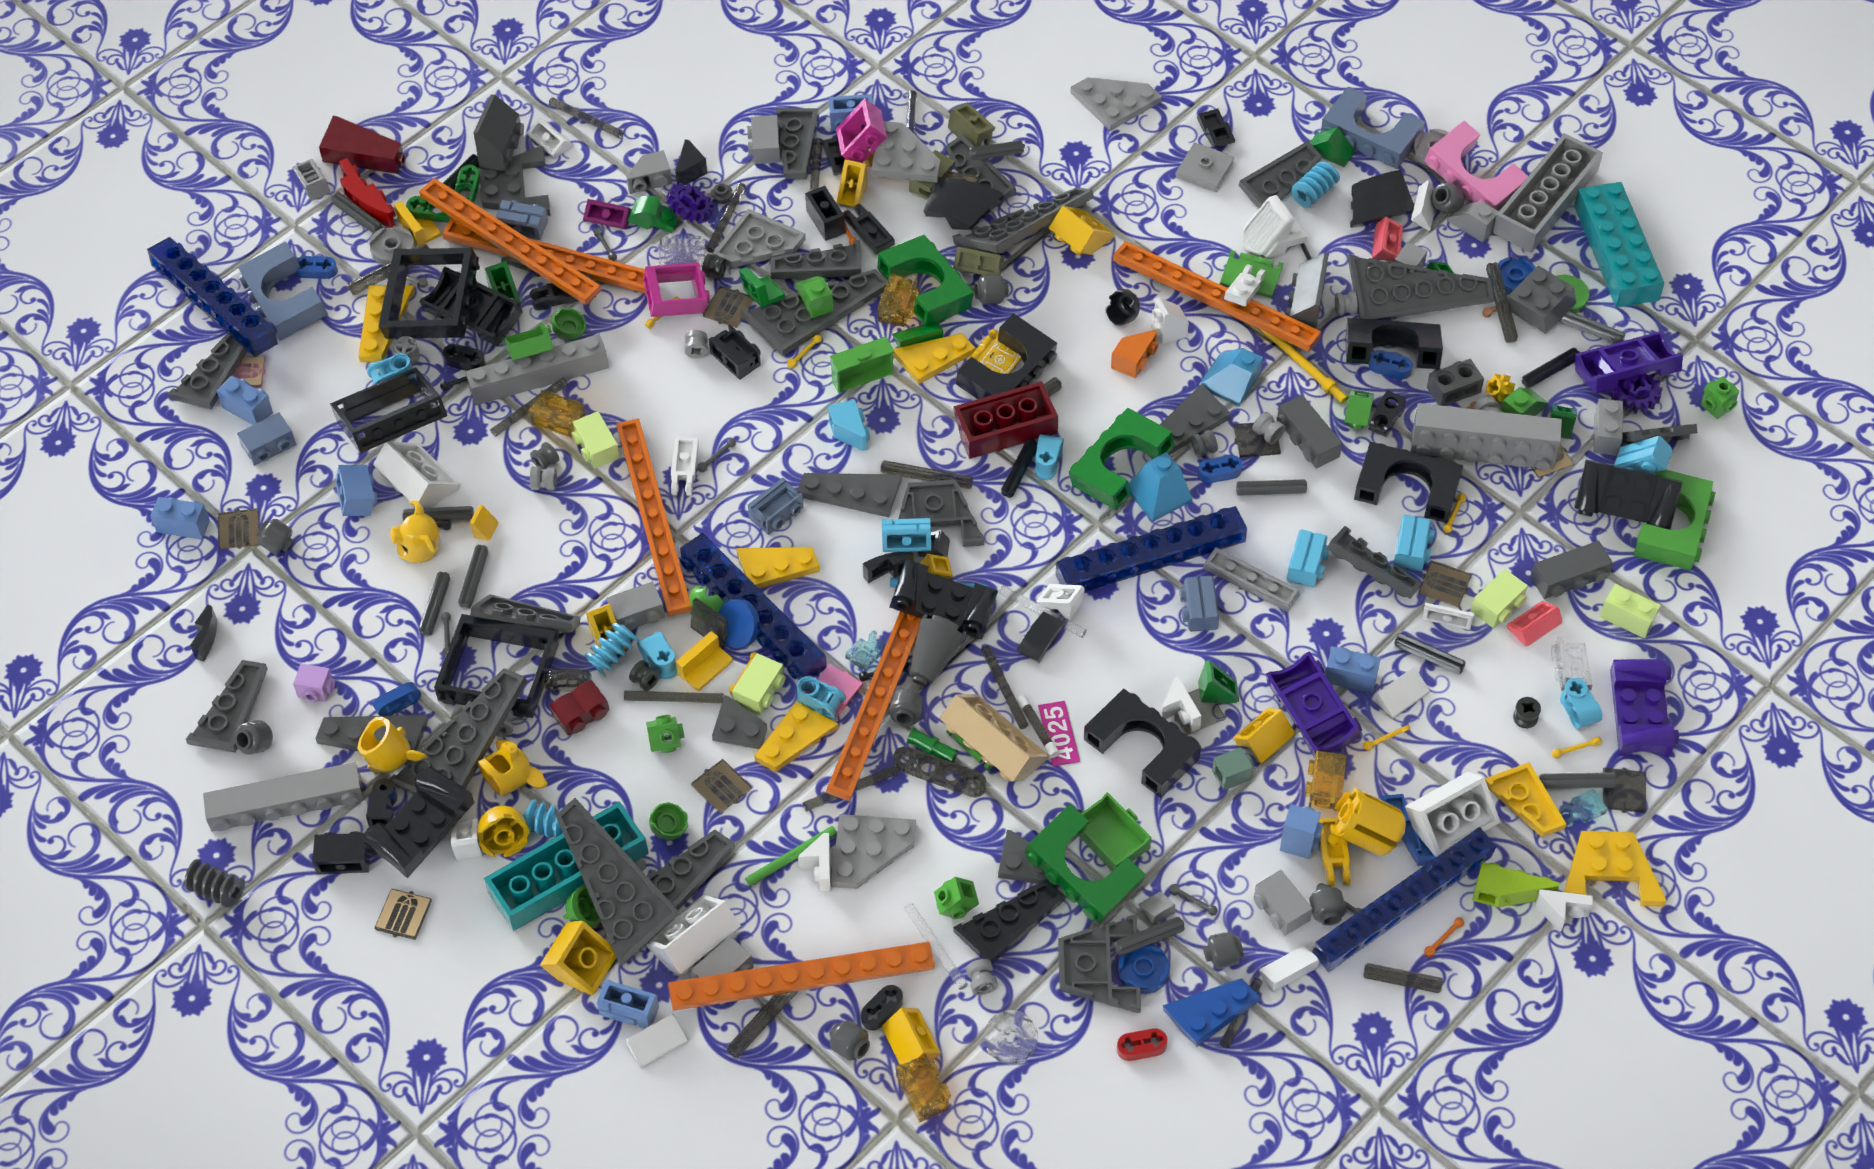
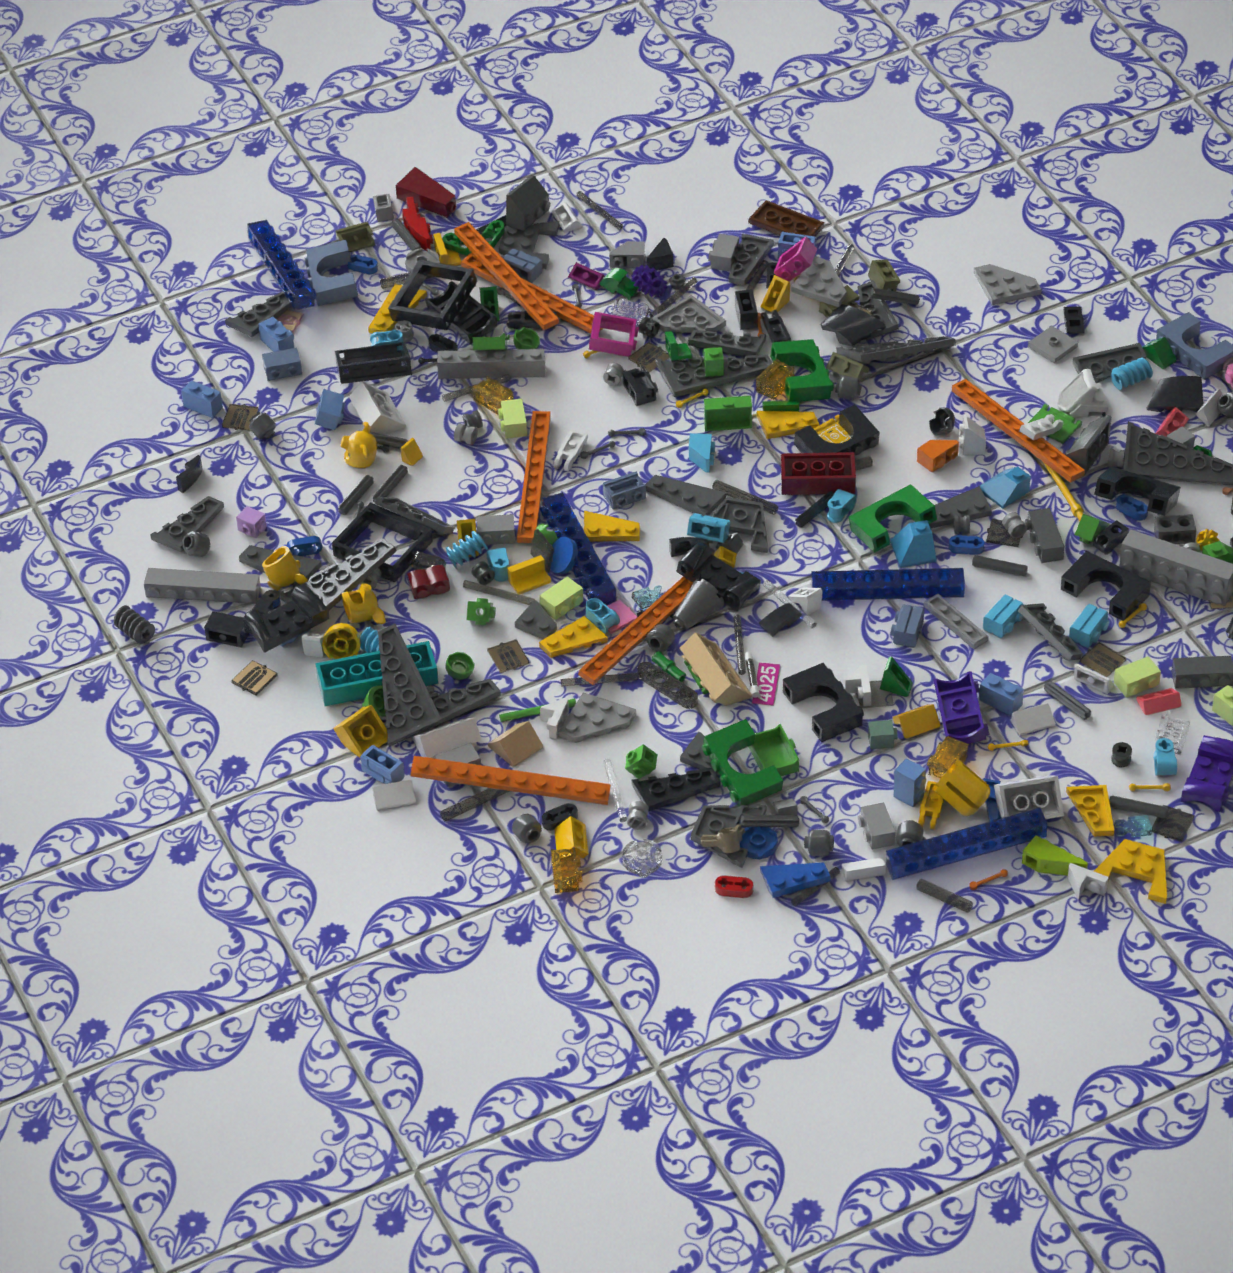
camera: 20 degrees right, 10 degrees down
(295, 229) = (357, 236): none -> olive hinge
(761, 414) = (641, 431): none -> dark grey hinge
(783, 914) = (516, 743): none -> tan slope
(820, 79) = (781, 219): none -> reddish brown piece
(1080, 230) = (934, 364): yellow slope -> none
(1114, 984) = (727, 839): none -> dark tan axle

